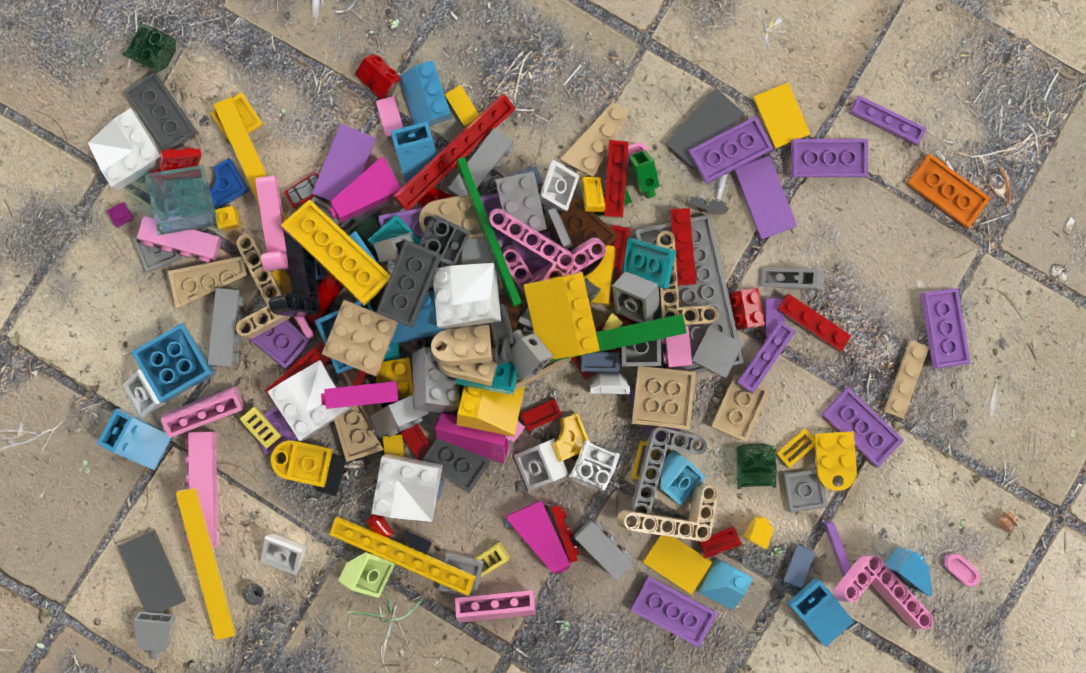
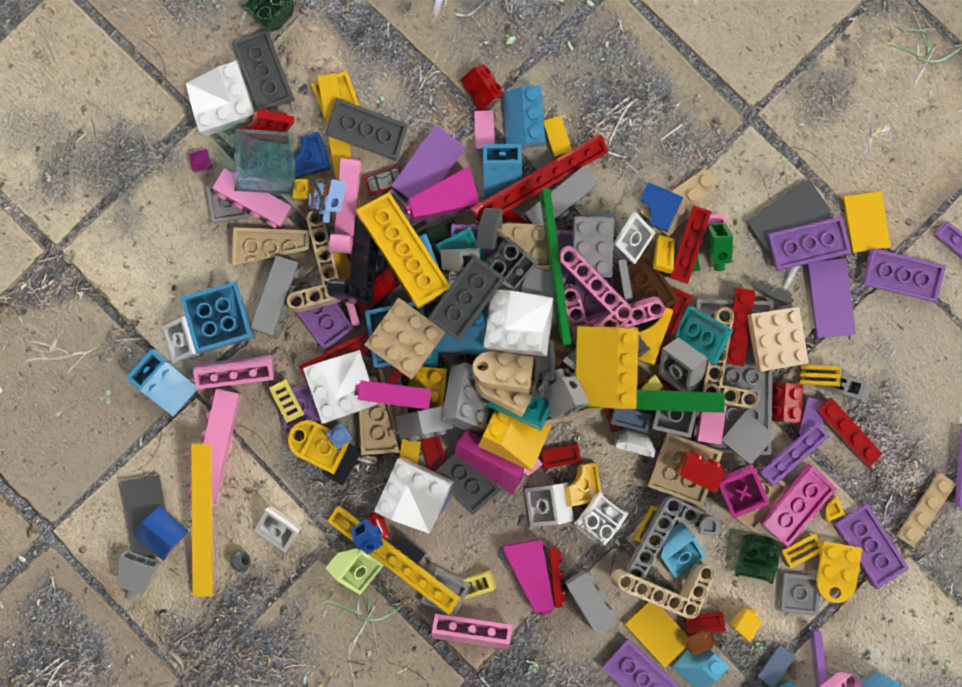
camera: 15 degrees right, 0 degrees up
(169, 586) = (161, 533): none -> blue slope
(249, 219) = (326, 196): none -> light blue torso
(274, 144) = (366, 129): none -> dark grey tile
(320, 448) = (339, 435): none -> medium blue plate
(369, 539) = (367, 536): none -> blue brick
(414, 215) = (487, 231): none -> dark grey slope
(580, 148) = (662, 205): none -> blue tile
(677, 395) = (700, 471): none -> red brick
(700, 446) = (709, 526): none -> light grey tile
(719, 561) = (700, 642): none -> dark orange brick
(722, 249) = (777, 339): none -> tan plate
(724, 405) = (743, 491): none -> dark pink brick
(757, 277) = (804, 374): none -> yellow tile
(781, 405) = (798, 505): none -> dark pink tile
(817, 401) = (833, 509): none -> yellow tile

